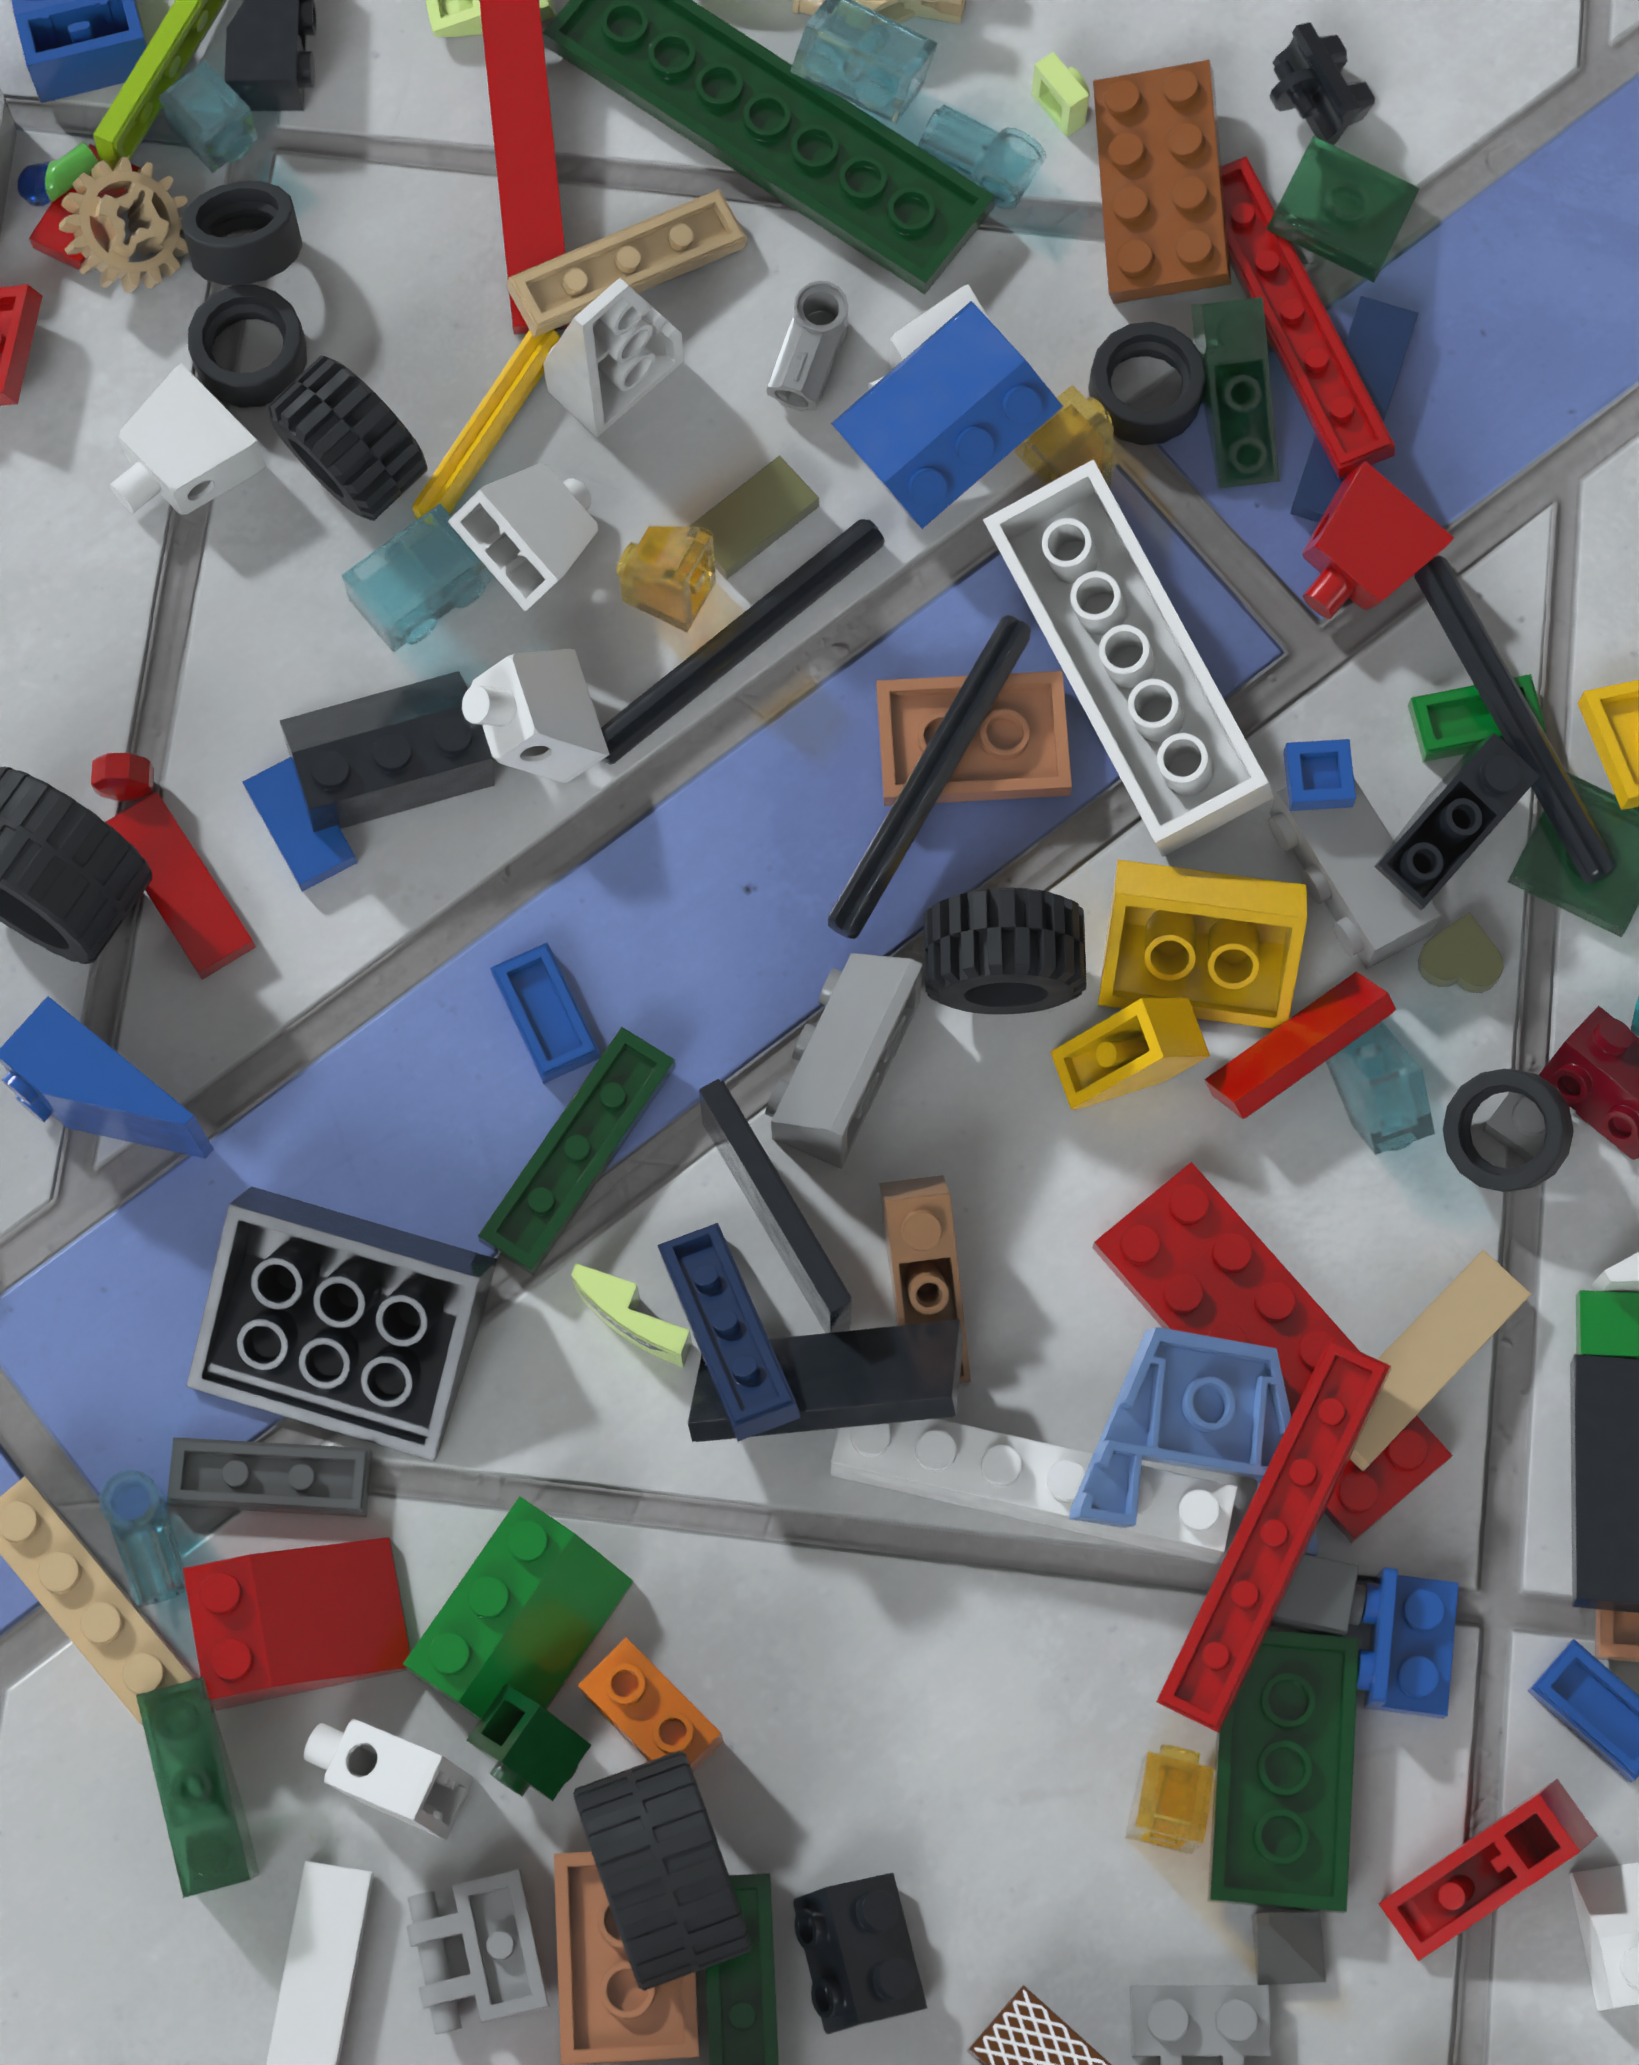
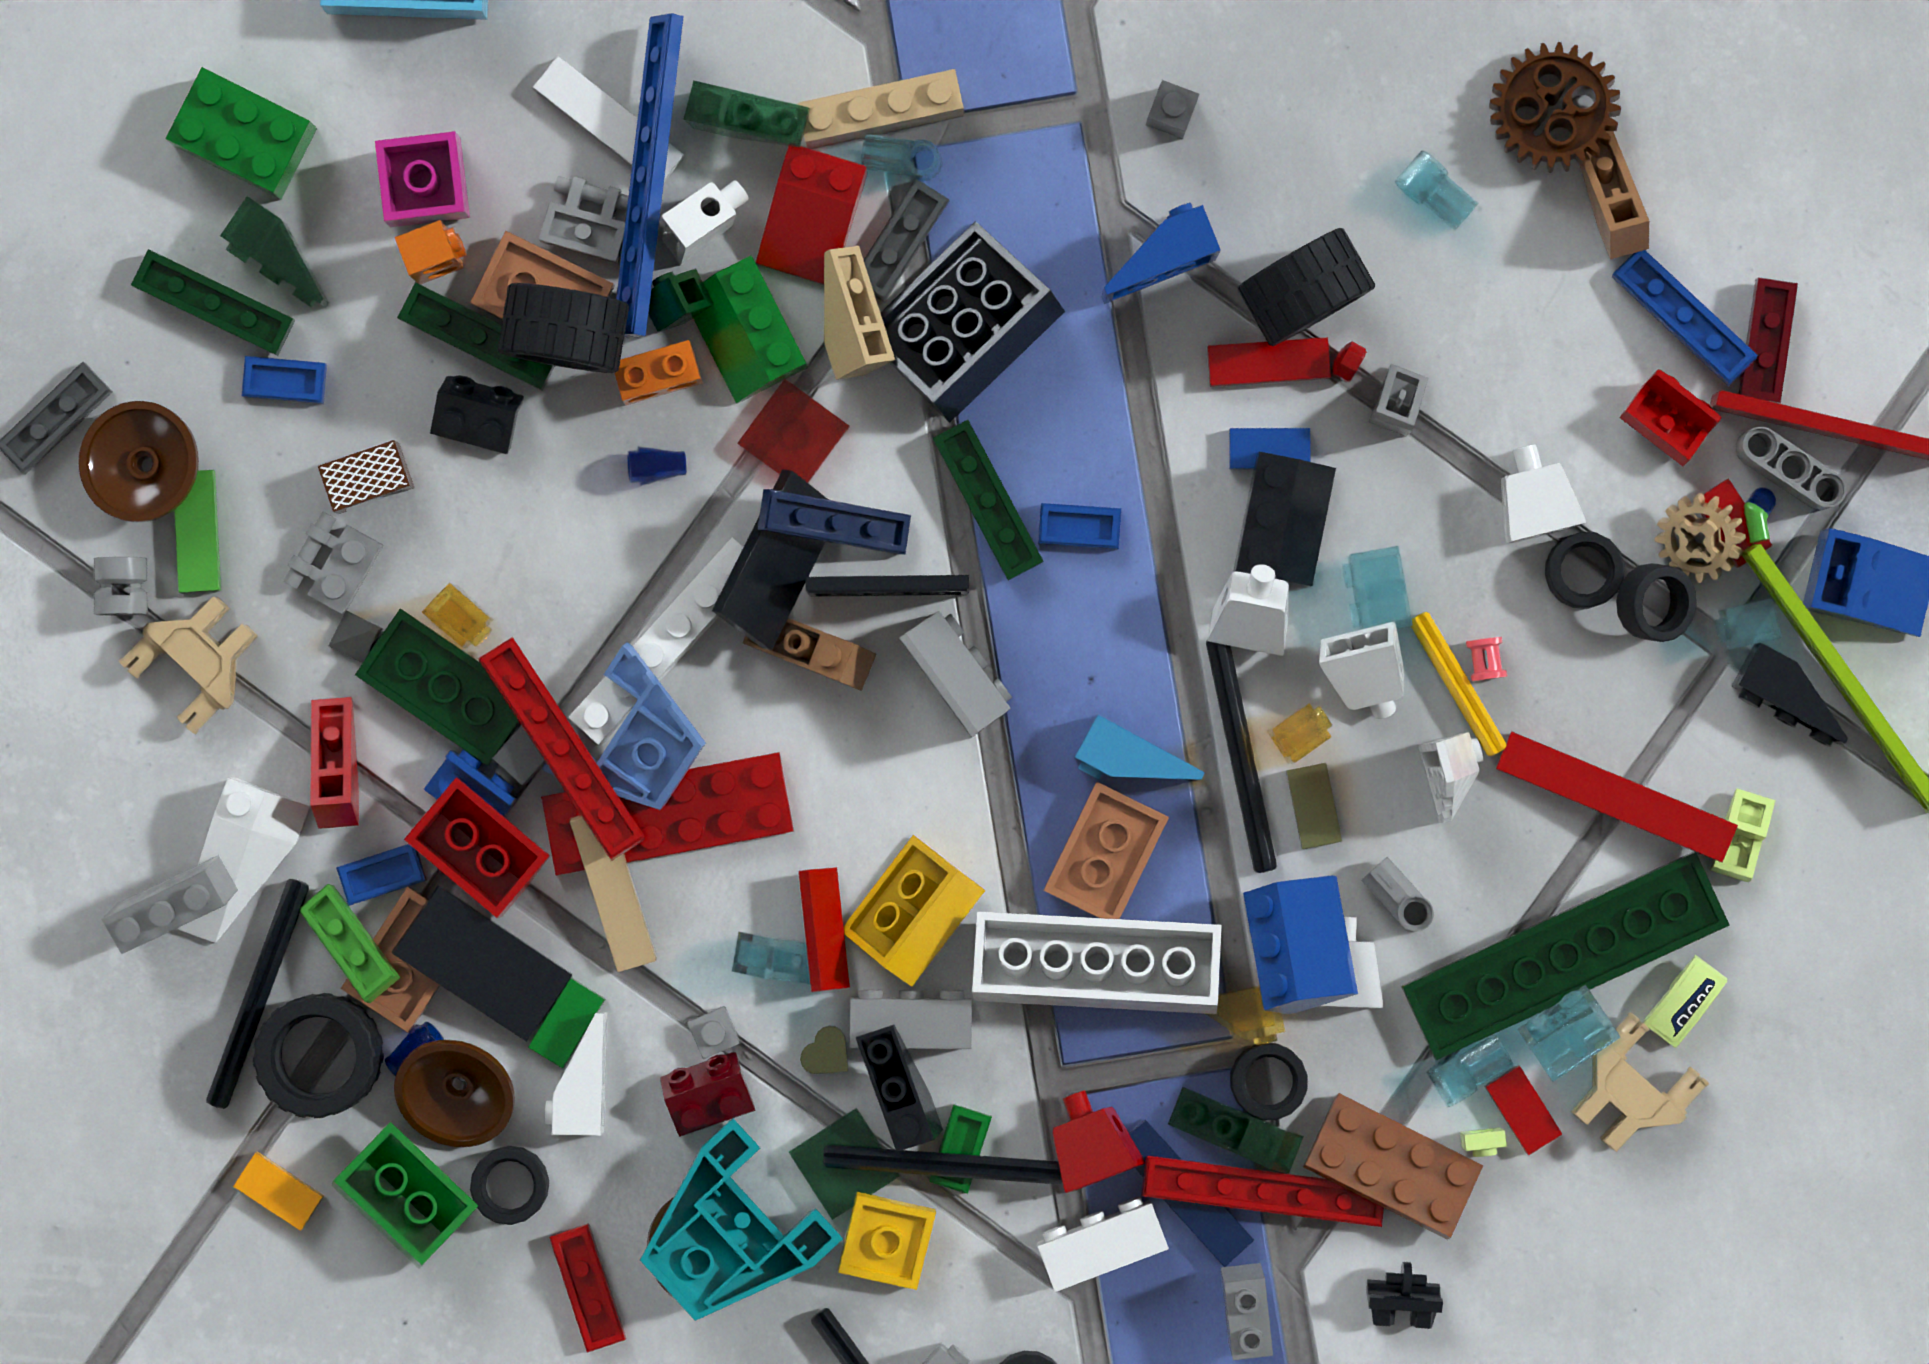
camera: 120 degrees right, 15 degrees up
(144, 685) = (1399, 400): none -> light grey slope
(346, 1895) = (649, 169): none -> blue tile
(347, 438) = (1480, 591): black tyre -> none
(422, 1469) = (852, 318): none -> tan slope
(434, 403) = (1491, 646): none -> coral bush
(616, 1304) = (889, 473): yellowish green slope -> none
(632, 1474) = (793, 433): none -> clear red plate
(638, 255) = (1514, 819): tan tile -> none
(789, 1646) = (653, 465): none -> clear blue cone
(828, 780) = (1123, 754): none -> dark azure slope
(929, 777) = (1091, 812): black axle -> none
(995, 70) = (1523, 1110): none -> red tile
(1004, 951) = (961, 791): black tyre -> none
(1130, 1051) = (872, 833): yellow slope -> none
(1319, 775) = (964, 1026): blue plate -> none
(1343, 209) = (1314, 1262): clear green tile -> none
(1458, 249) = (1246, 1311): none -> light grey brick
(1459, 1139) = (716, 1040): black tyre -> none
(1487, 1580) = (477, 848): none -> red slope
(1488, 470) = (1101, 1243): none -> white brick

